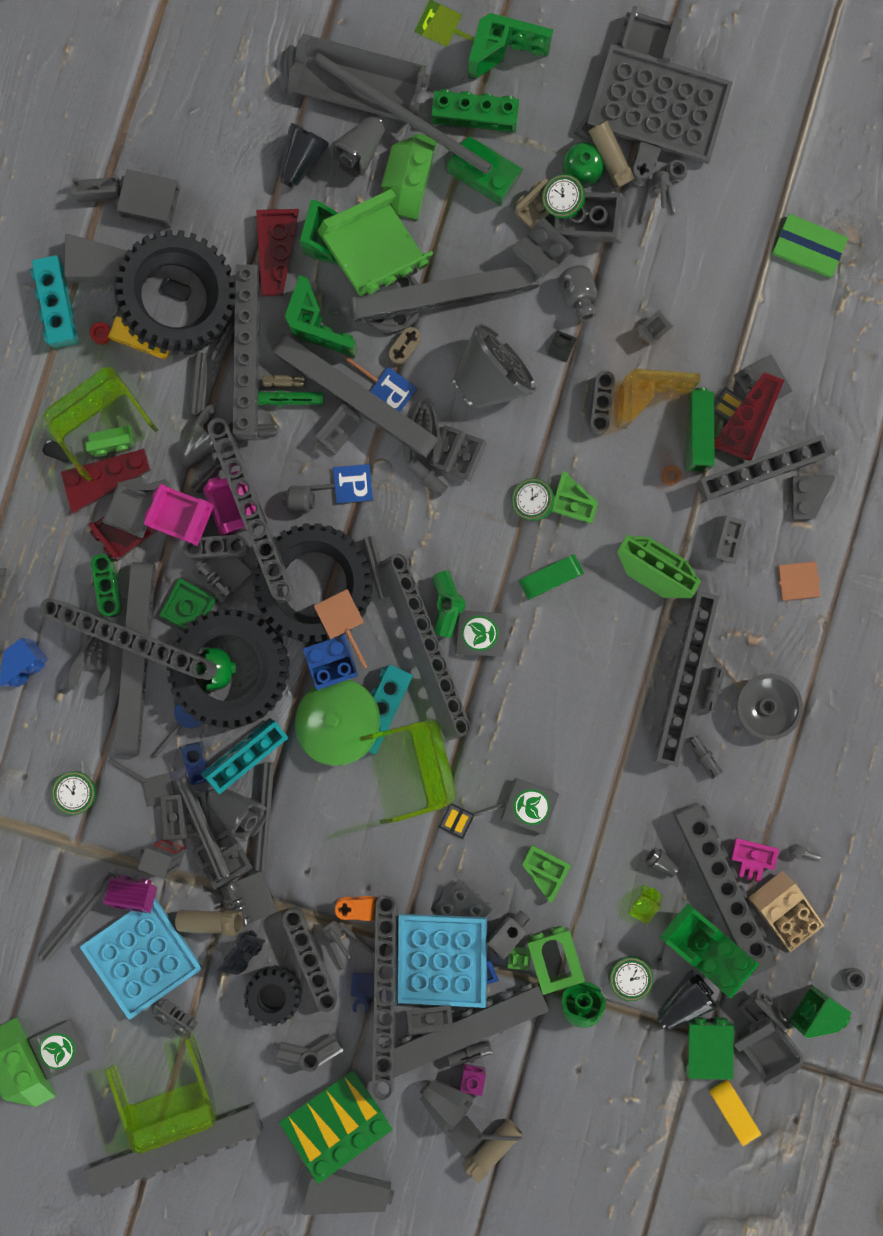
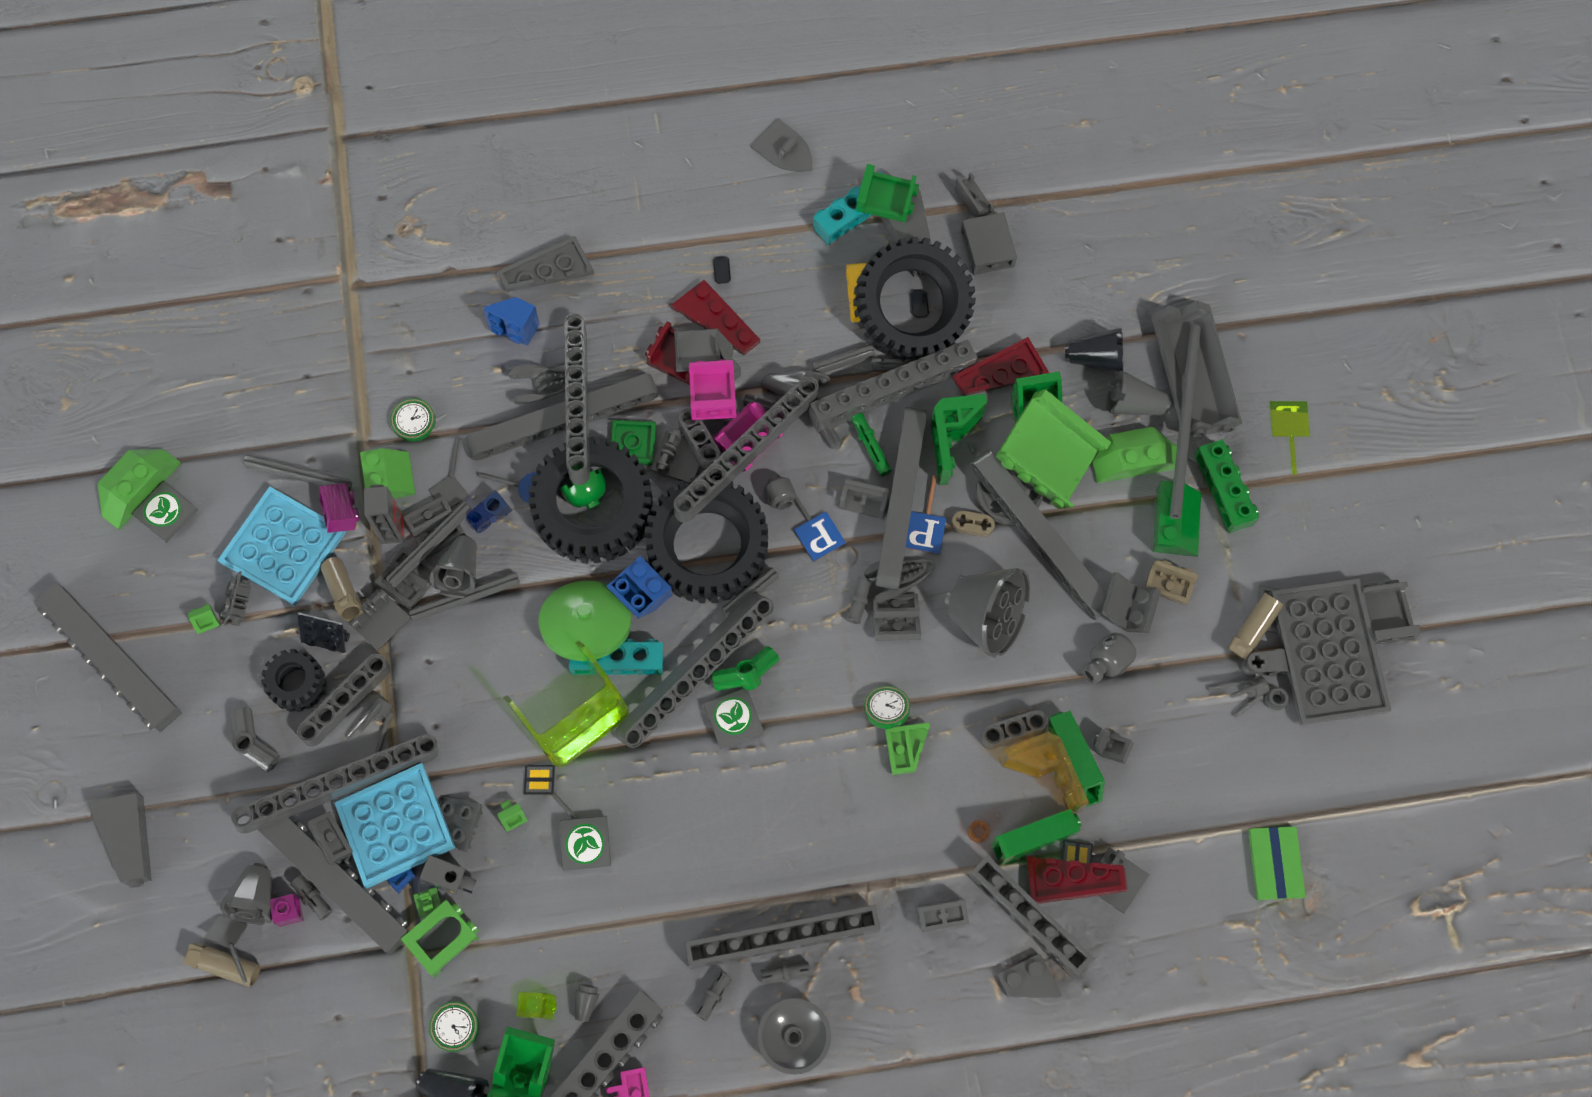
camera: 65 degrees right, 15 degrees down
(60, 266) = (886, 195): none -> green panel
(83, 404) = (775, 270): clear neon green windscreen -> none
(99, 333) = (846, 256): red tile -> none
(99, 578) = (613, 371): green beam -> none
(110, 440) = (752, 307): bright green bracket -> none
(117, 837) = (389, 469): none -> bright green slope
(169, 1115) = (139, 635): clear neon green windscreen -> none
(177, 1053) = (203, 619): none -> bright green tile
(244, 755) = (514, 549): teal brick -> none
(283, 381) = (884, 431): dark tan axle -> none
(335, 1126) = (187, 794): green slope -> none
(340, 616) = (686, 573): nougat piece -> none
(362, 908) = (413, 724): orange piece -> none
(362, 987) = (333, 760): clear blue plate -> none
(478, 858) = (511, 816): none -> bright green tile
(497, 33) = (1308, 466): green bracket -> none
(545, 870) = (527, 889): bright green wing -> none
(551, 577) = (820, 759): green beam -> none
(561, 346) = (1049, 668): pearl dark grey slope -> none
(563, 196) = (1190, 599): tile -> none
(583, 1004) = (406, 985): green cylinder -> none
(584, 163) = (1231, 607): green cylinder -> none
(598, 220) = (1187, 635): dark grey slope -> none
(624, 360) = (1083, 762): none -> green slope
(657, 567) = (880, 856): bright green wedge -> none
(799, 581) = (937, 1011): nougat piece -> none

